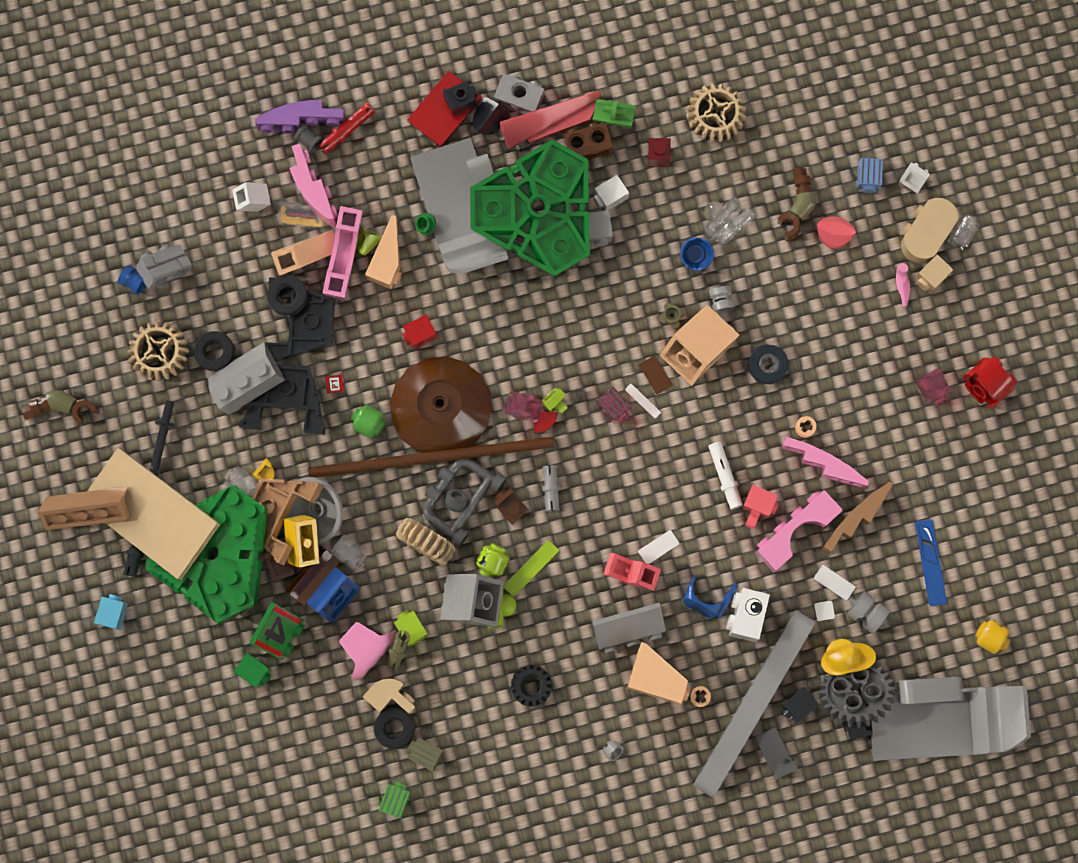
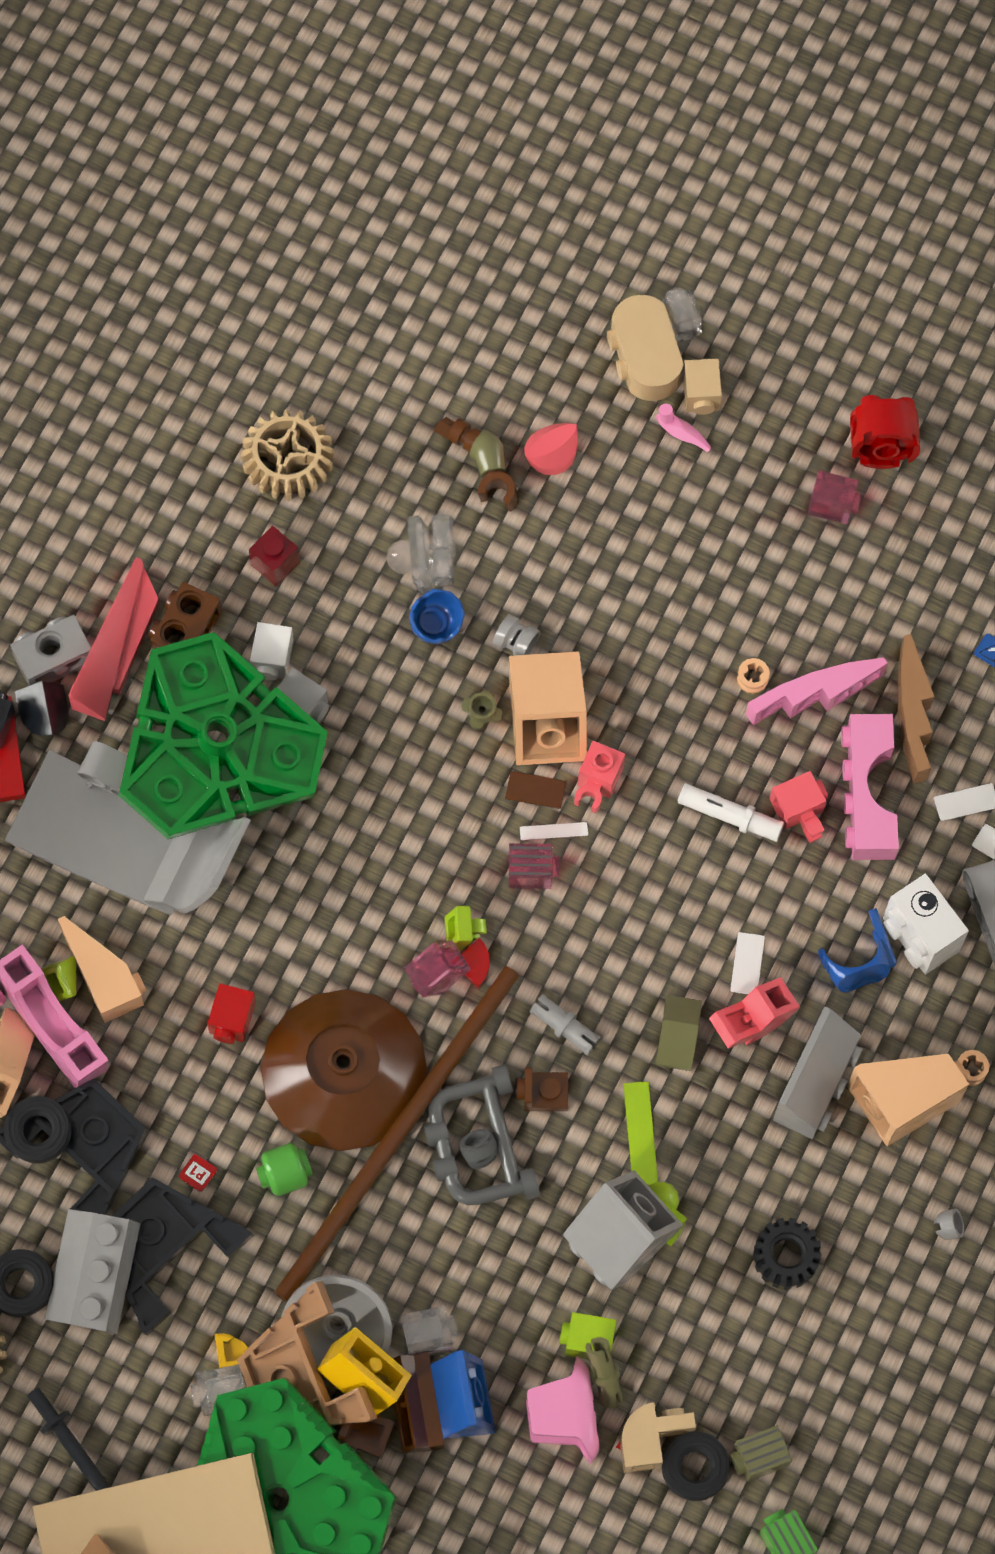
camera: 55 degrees left, 10 degrees down
(277, 631) = (451, 1501): green slope -> none
(425, 224) = (98, 898): green plate -> none
(425, 541) = (499, 1223): tan gear -> none
(492, 560) = (592, 1165): lime head -> none
(595, 543) = (678, 1033): none -> olive slope
(614, 113) = (178, 564): bright green hips -> none
(688, 397) = (599, 774): none -> coral brick
(758, 369) = (636, 669): black bush -> none
(869, 175) = (521, 354): medium blue brick -> none
(914, 177) = (569, 310): white tile -> none

